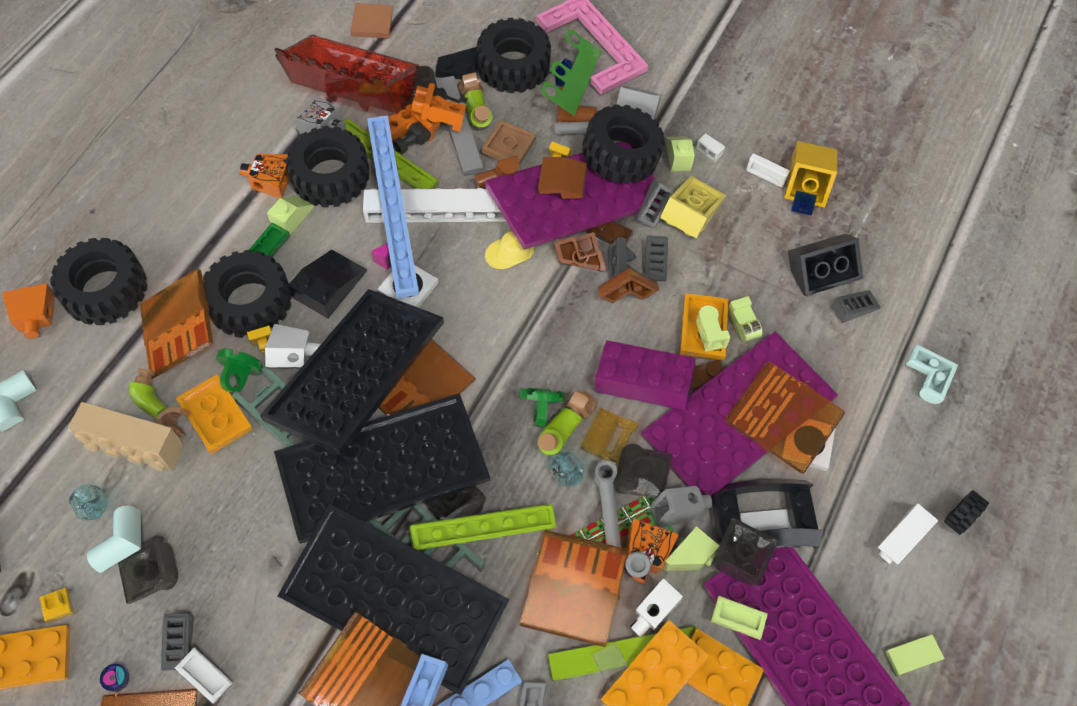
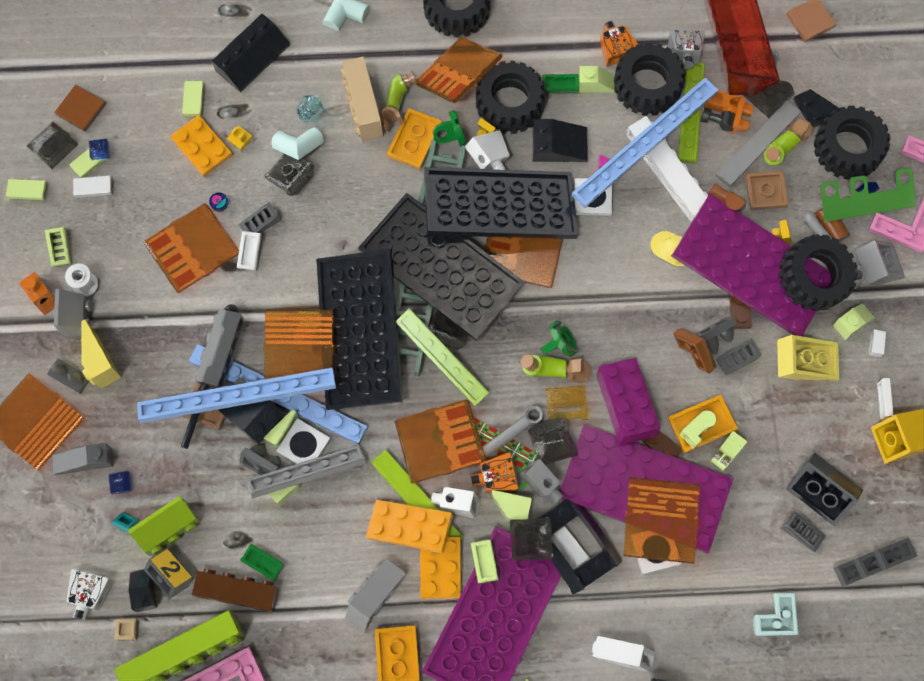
camera: 65 degrees right, 10 degrees up
(437, 106) = (757, 120): orange hips -> none
(563, 177) = (752, 246): dark orange slope -> none
(567, 469) = (520, 388): clear light blue head -> none
(580, 252) = (705, 299): dark orange slope -> none
(610, 661) = (403, 491): clear tile -> none
(638, 564) = (478, 472): light grey tile -> none
(649, 200) = (793, 320): dark grey slope -> none
(803, 203) = (873, 443): clear blue tile -> none
(914, 266) = (875, 562): none -> dark grey slope

